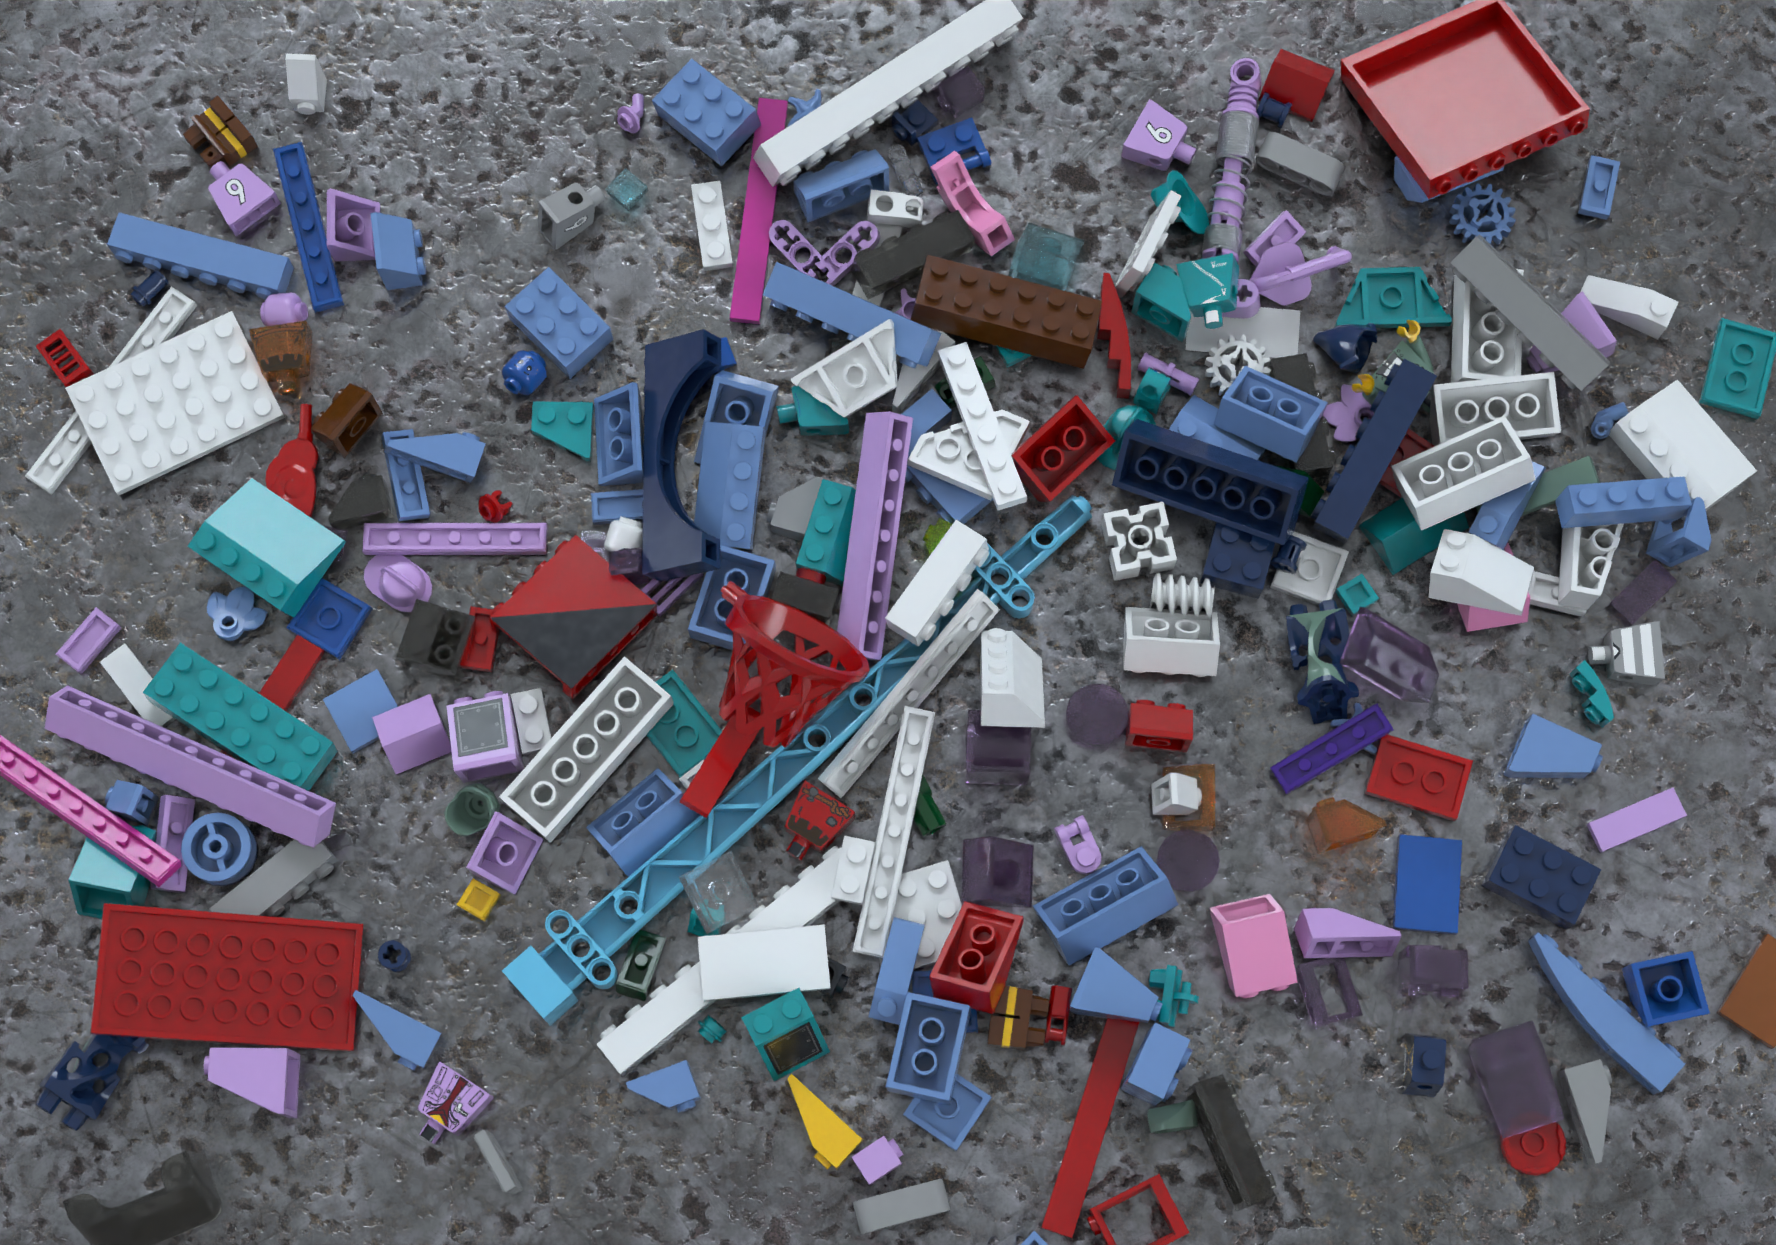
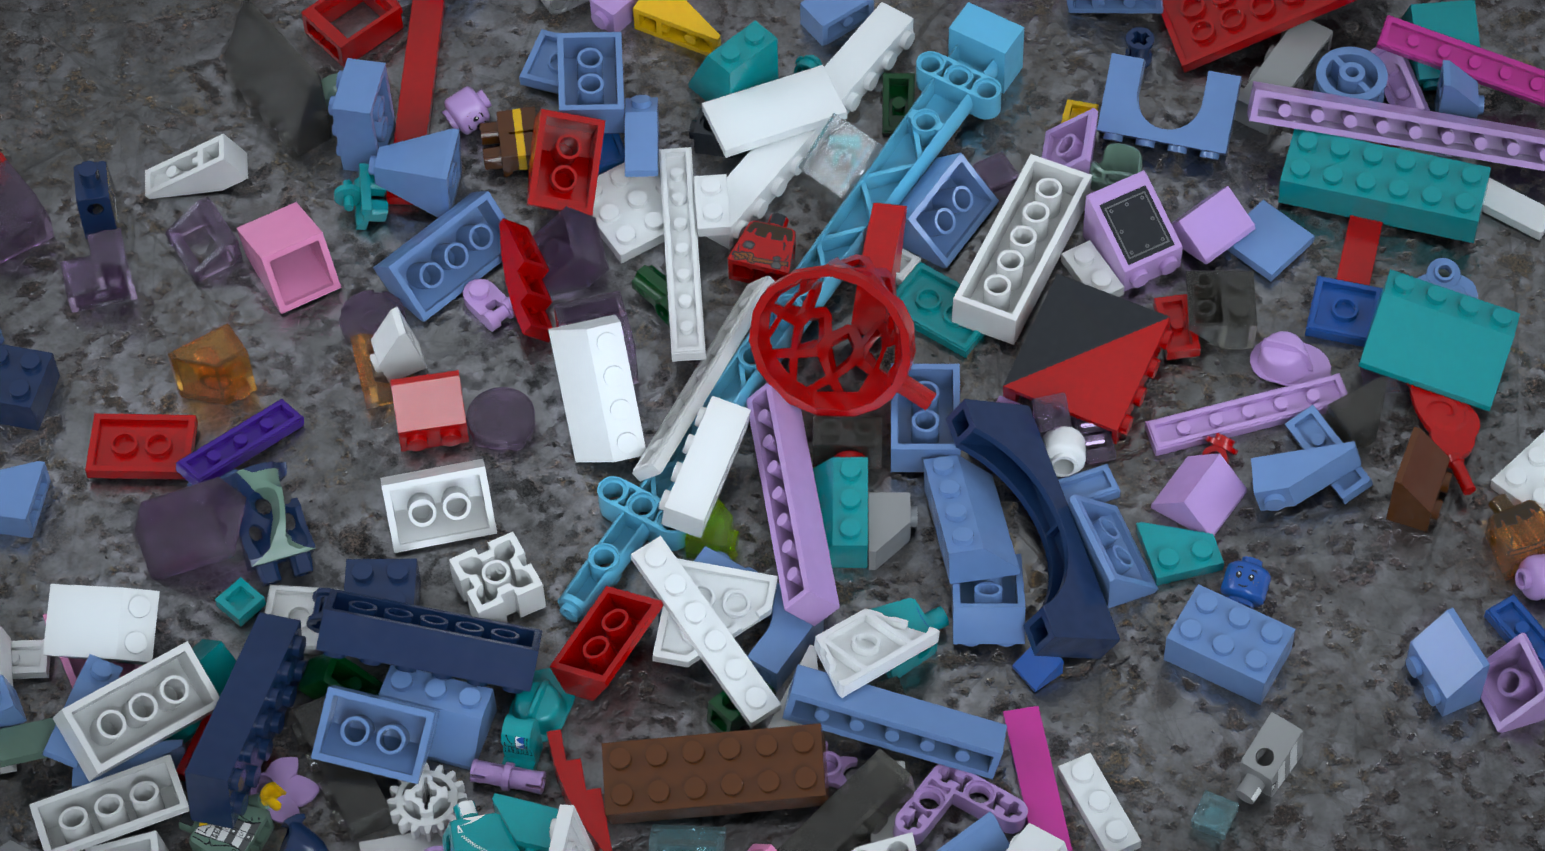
camera: 165 degrees right, 20 degrees down
(377, 832) = (1206, 133): none -> medium blue arch
(528, 473) = (1201, 493): none -> lavender slope
(579, 853) = (996, 171): none -> clear purple plate
(1041, 862) = (523, 274): none -> red slope
(1051, 1070) = (467, 110): none -> lavender head
(1058, 1010) = (472, 162): red bar -> none
(1182, 595) = (433, 544): white piece -> none
(1322, 1073) = (202, 169): none -> white slope
(1340, 935) = (209, 279): lavender slope -> none
(1427, 884) = (116, 358): blue tile -> none

